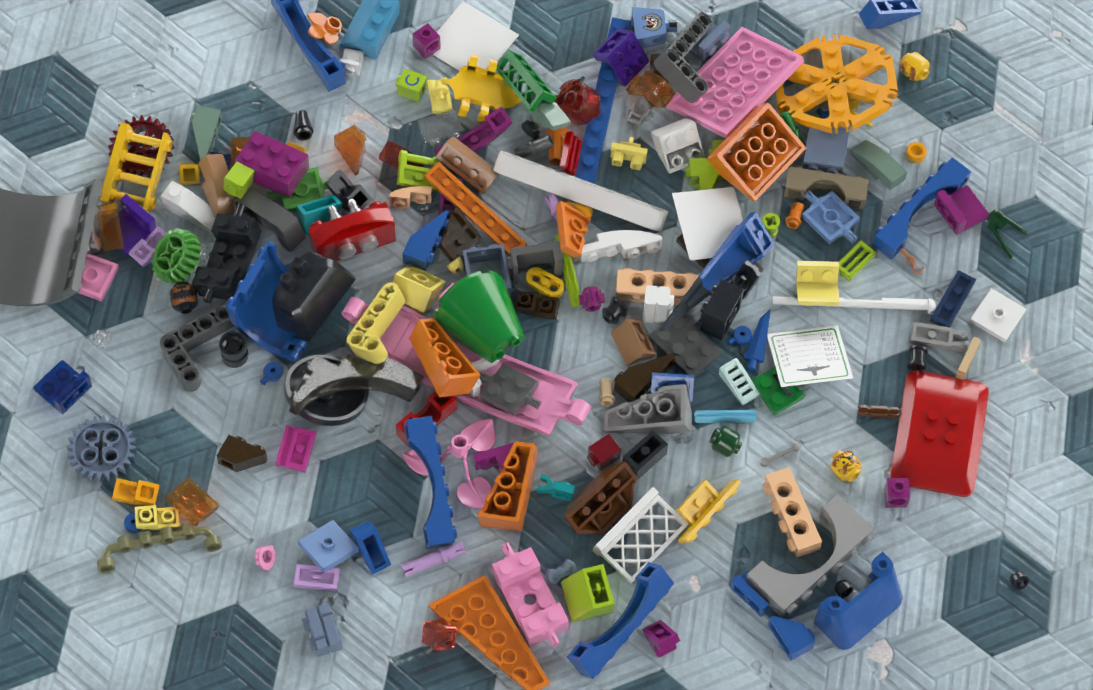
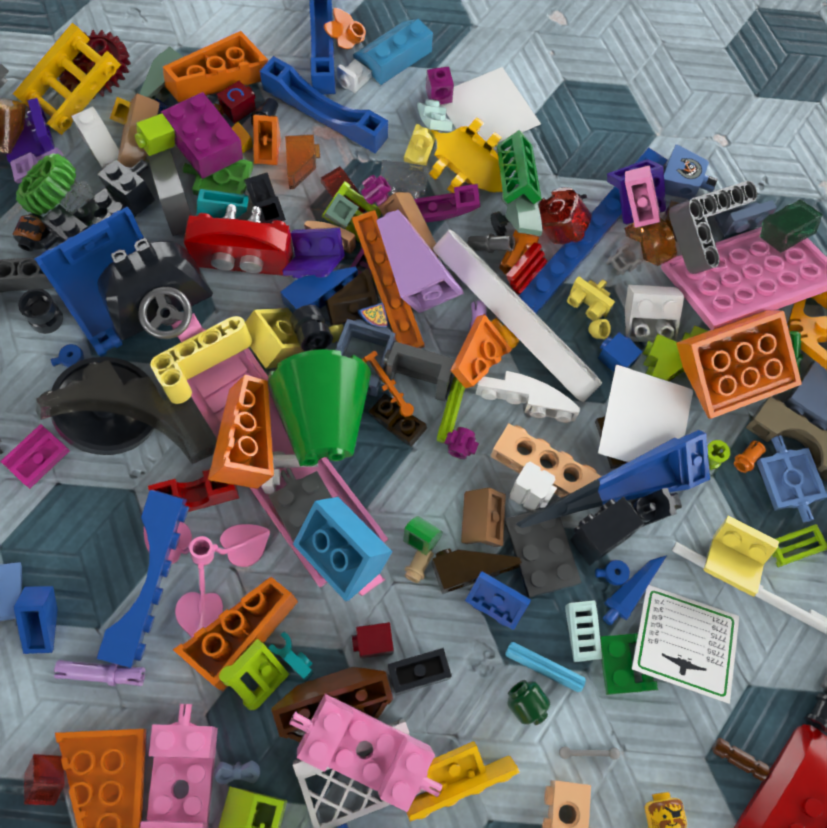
camera: 25 degrees right, 5 degrees up
(247, 105) = (215, 67): none -> orange wedge
(275, 124) = (237, 101): none -> dark red brick
(317, 145) = (266, 139): none -> orange slope
(326, 291) = (174, 316): none -> flat silver piece
(382, 101) = (358, 125): none -> blue arch
(411, 85) = (400, 122): lime brick -> none
(411, 213) = (315, 252): none -> dark purple bracket
(413, 173) = (341, 211): none -> sand green plate
(429, 146) = (375, 190): none -> magenta gear
(435, 67) = (434, 115): none -> light aqua slope
(440, 269) = (311, 328): none -> black wheel
(479, 239) = (375, 315): none -> tile
(491, 457) = (233, 578): magenta slope -> none
(496, 191) = (416, 269): none -> lavender slope
(539, 293) = (406, 409): none -> orange piece
(544, 502) = (262, 668): none -> lime plate
(545, 282) = (422, 399): yellow plate -> none
(553, 397) = (341, 547): none -> dark azure slope
(600, 369) = (421, 535): none -> green slope
(614, 311) = (480, 470): black brick -> none
(629, 62) = (642, 196): none -> bright pink brick
(646, 173) = (599, 328): none -> light yellow hinge
(660, 512) = (394, 766): none -> bright pink brick
(662, 411) = (466, 622): light grey wedge -> none
(668, 183) = (619, 351): none -> blue brick
(746, 34) = (790, 225): none -> clear green brick

